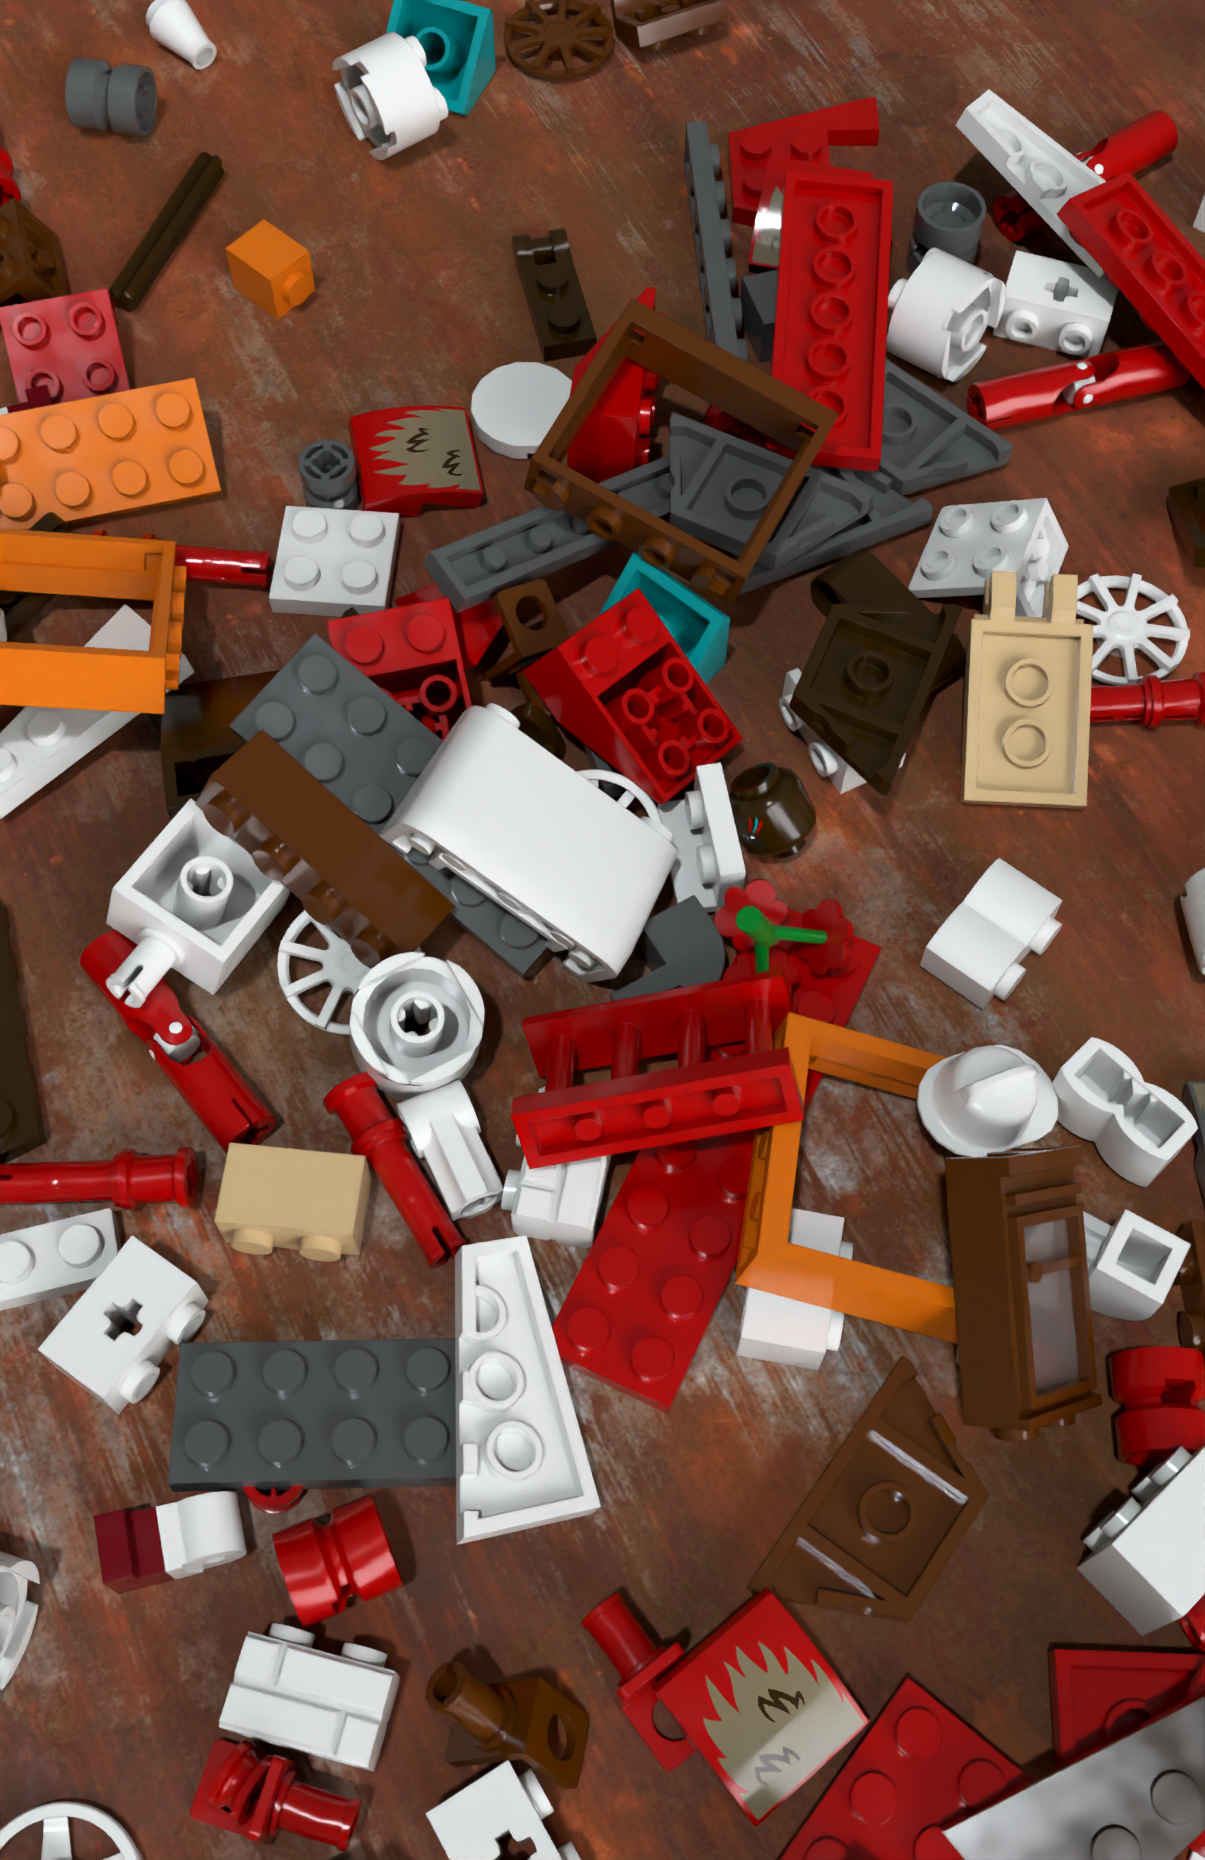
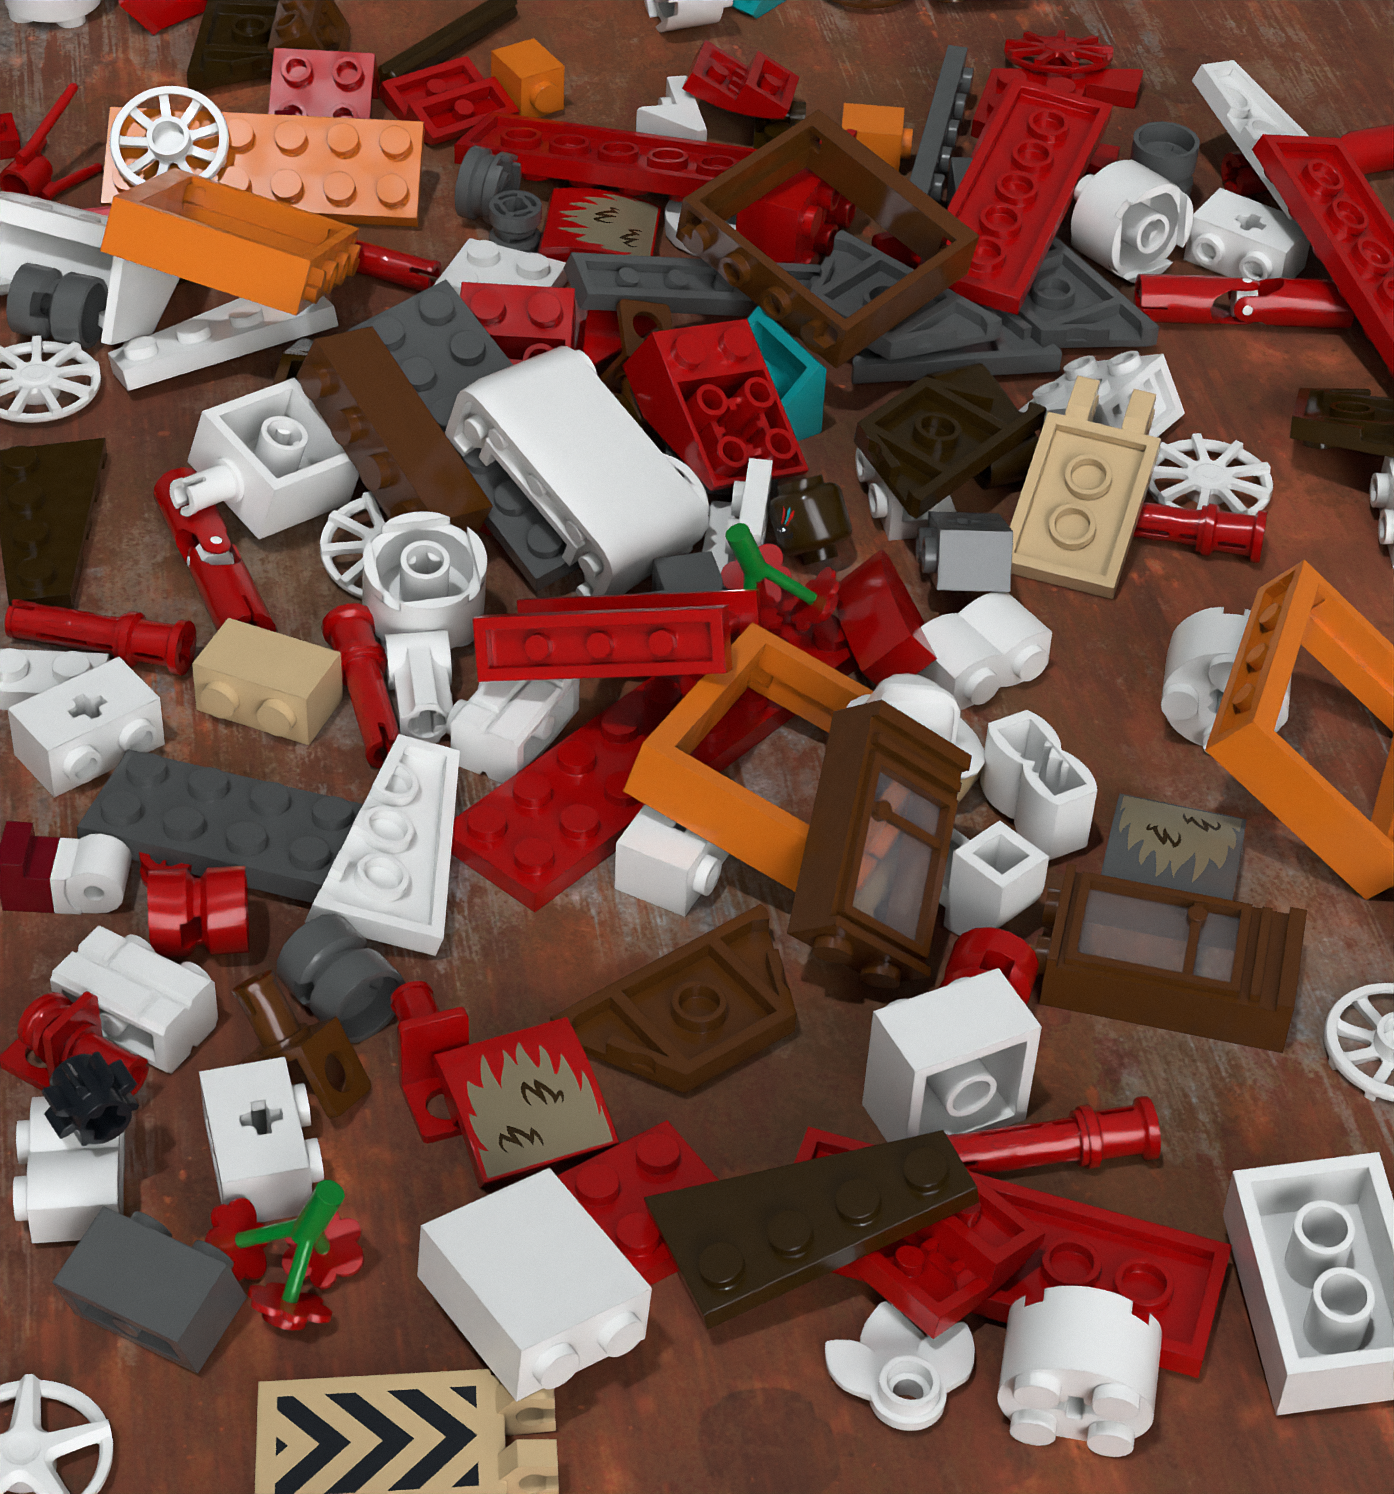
camera: 15 degrees right, 20 degrees down
(196, 316) = (446, 98): none -> red slope
(281, 432) = (482, 178): none -> dark grey wheel
(405, 361) = (602, 155): none -> red plate
(445, 298) = (674, 115): none -> white slope
(498, 230) = (753, 90): none -> red slope
(512, 1602) = (339, 976): none -> dark grey wheel
(648, 258) = (880, 130): none -> orange brick
(785, 95) = (1058, 53): none -> red wheel
(889, 929) = (882, 621): none -> red slope
(946, 818) = (966, 551): none -> brick

